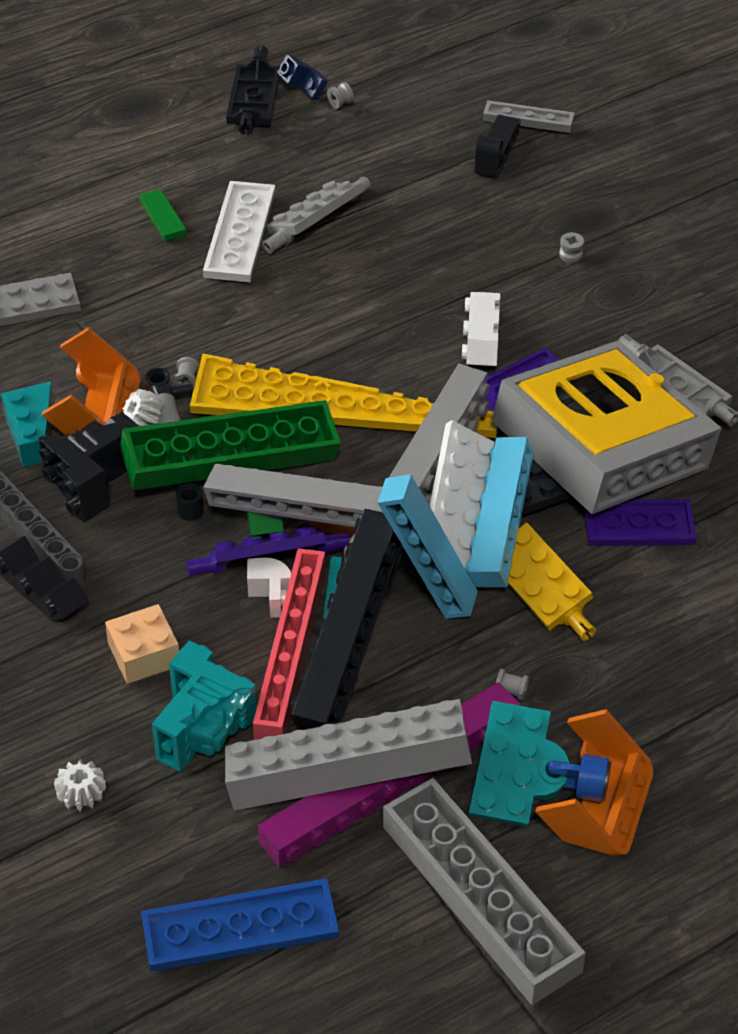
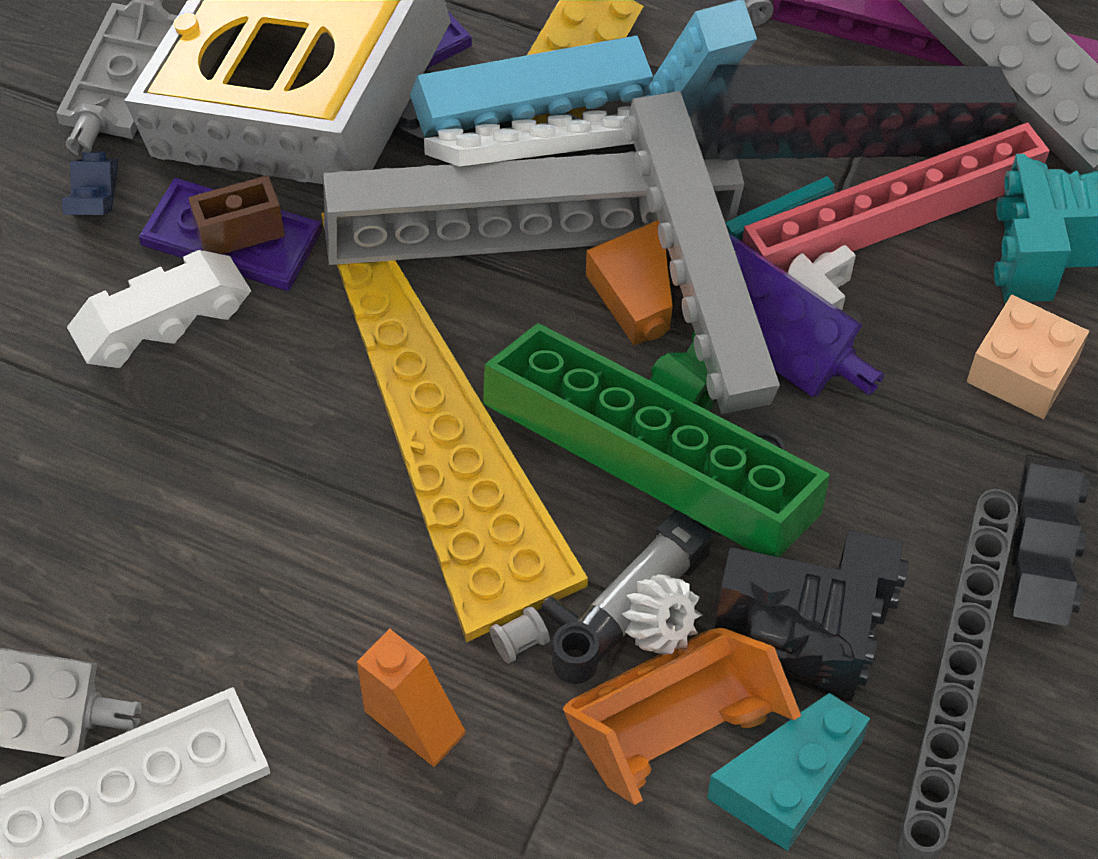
camera: 125 degrees left, 10 degrees up
(185, 312) = (408, 698): none -> orange slope
(512, 360) = (237, 216): none -> reddish brown brick
(585, 337) = (91, 185): none -> dark blue slope

